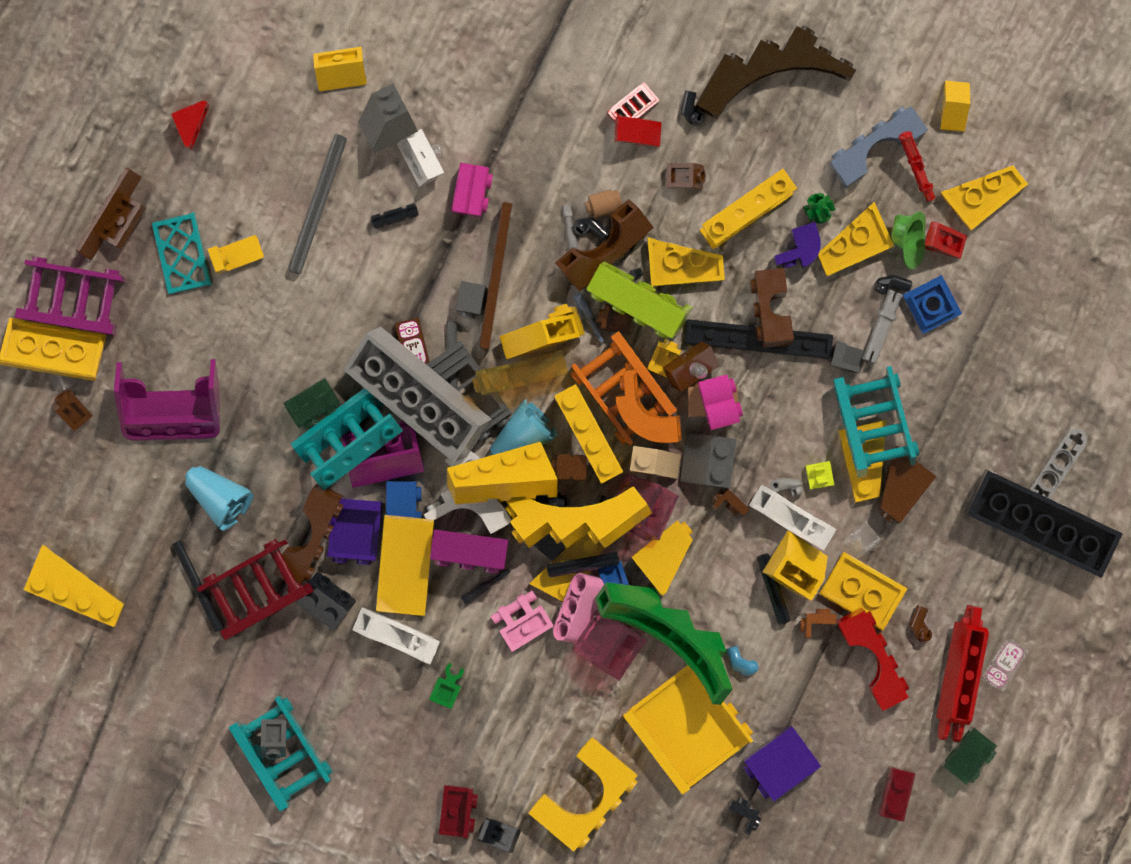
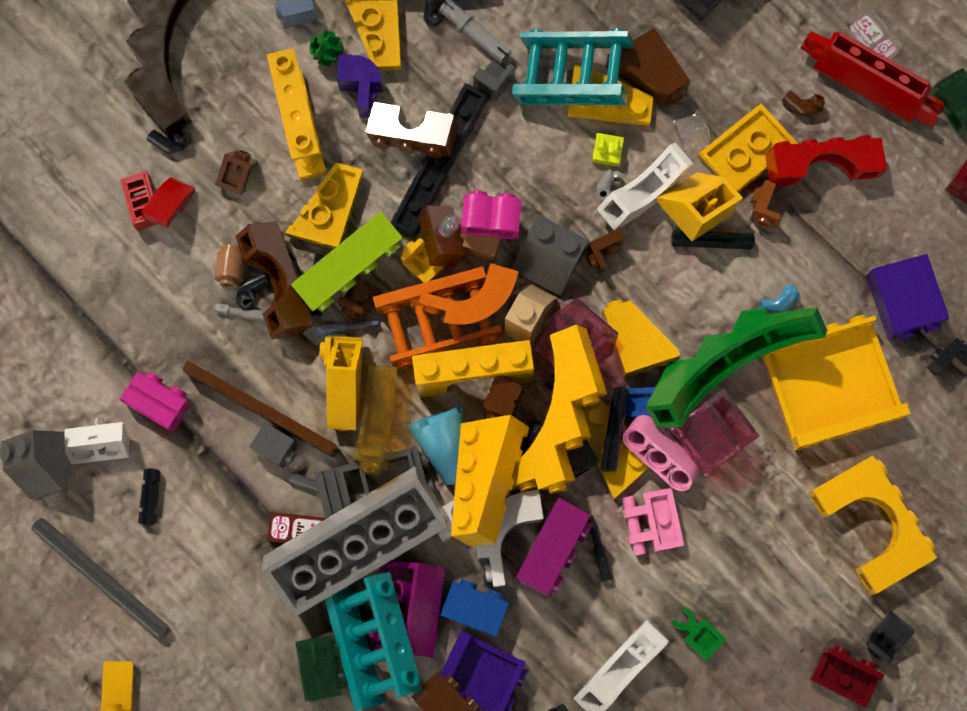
camera: 70 degrees left, 10 degrees down
(404, 565) = (543, 630): yellow tile -> none

